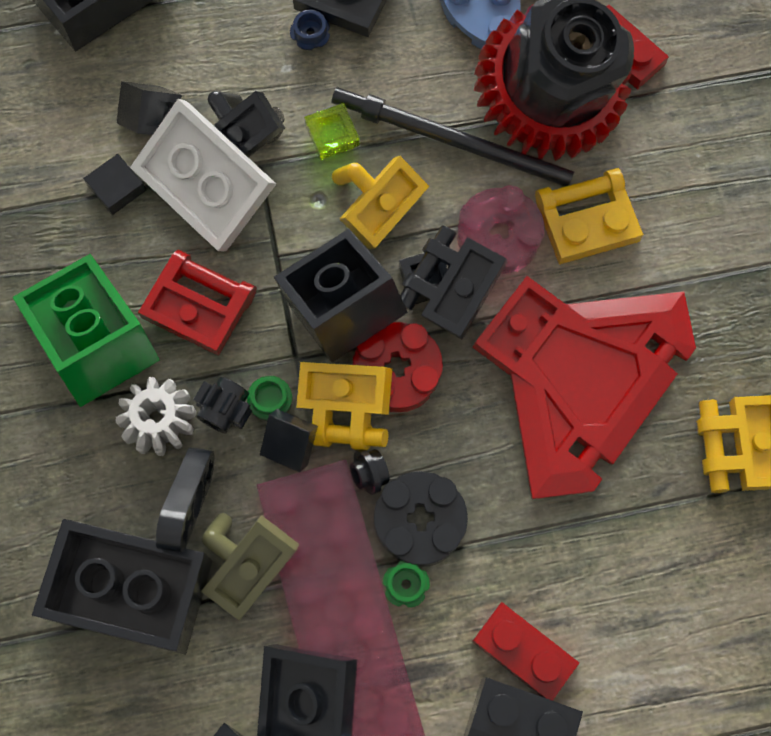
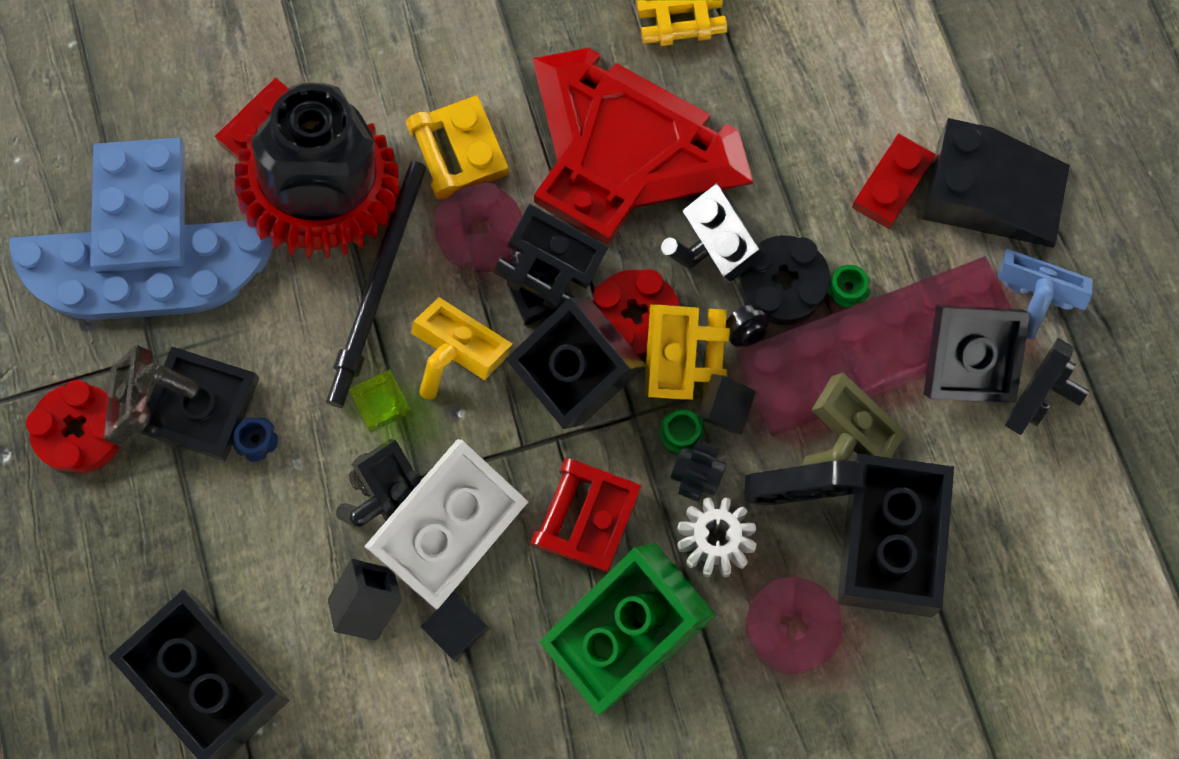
camera: 90 degrees left, 0 degrees up
(52, 458) = (818, 613): none -> clear pink plate
(469, 456) = (721, 236): none -> plate

